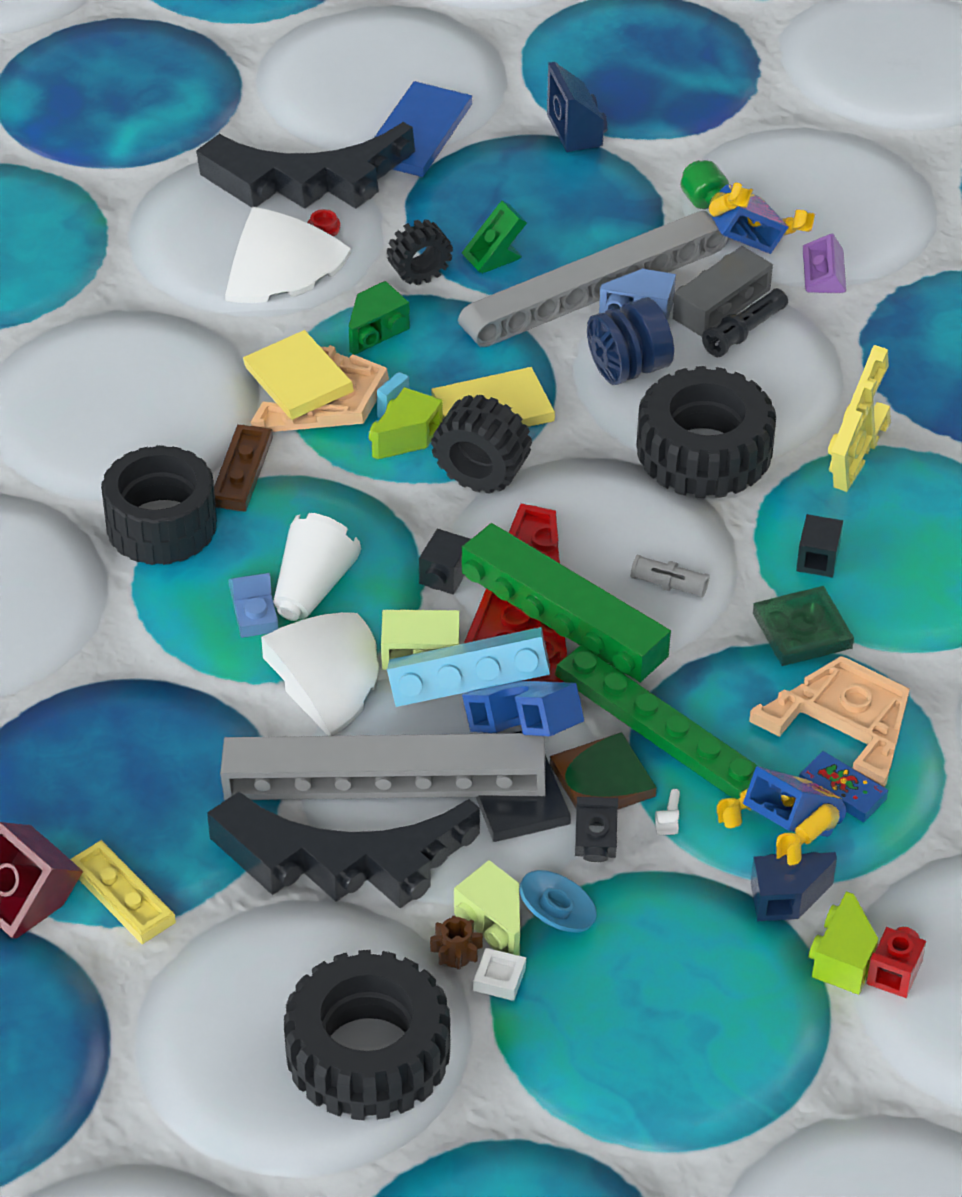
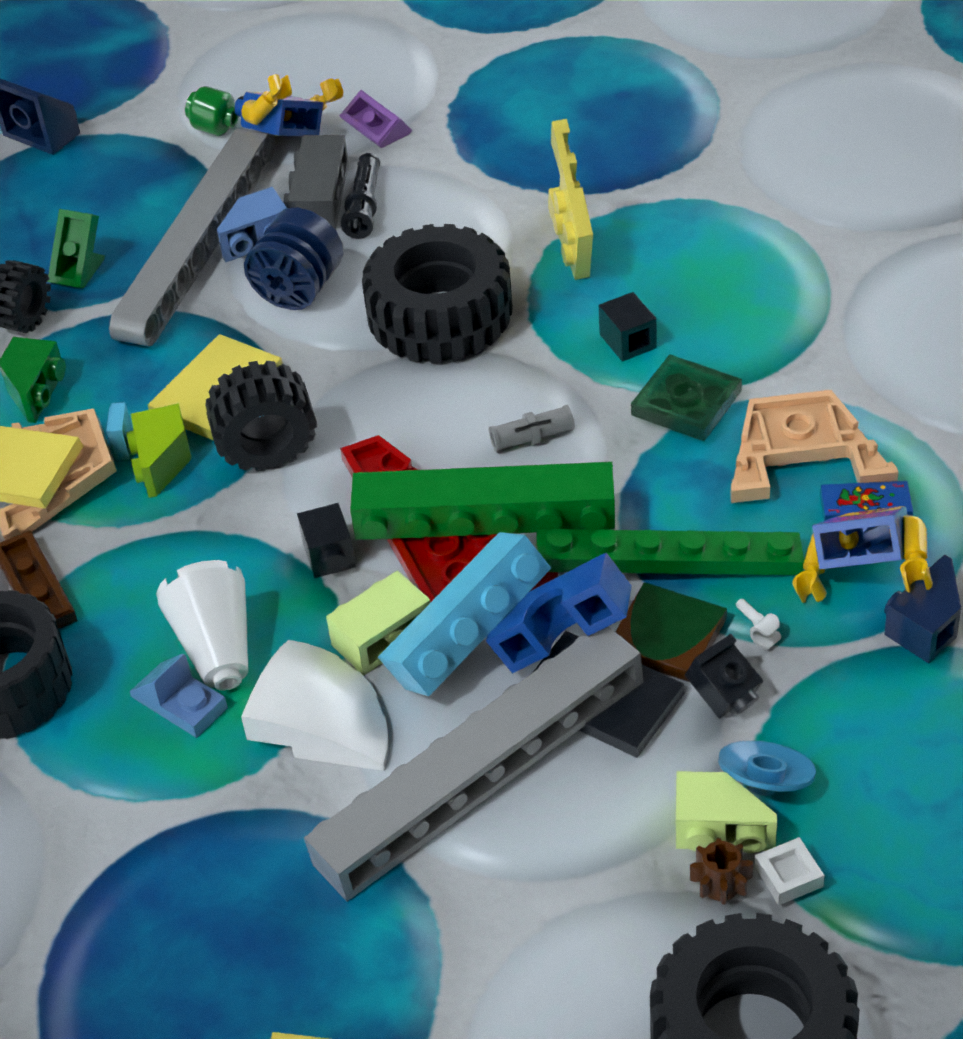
camera: 35 degrees left, 0 degrees up
(340, 861) = (468, 907): black arch -> none

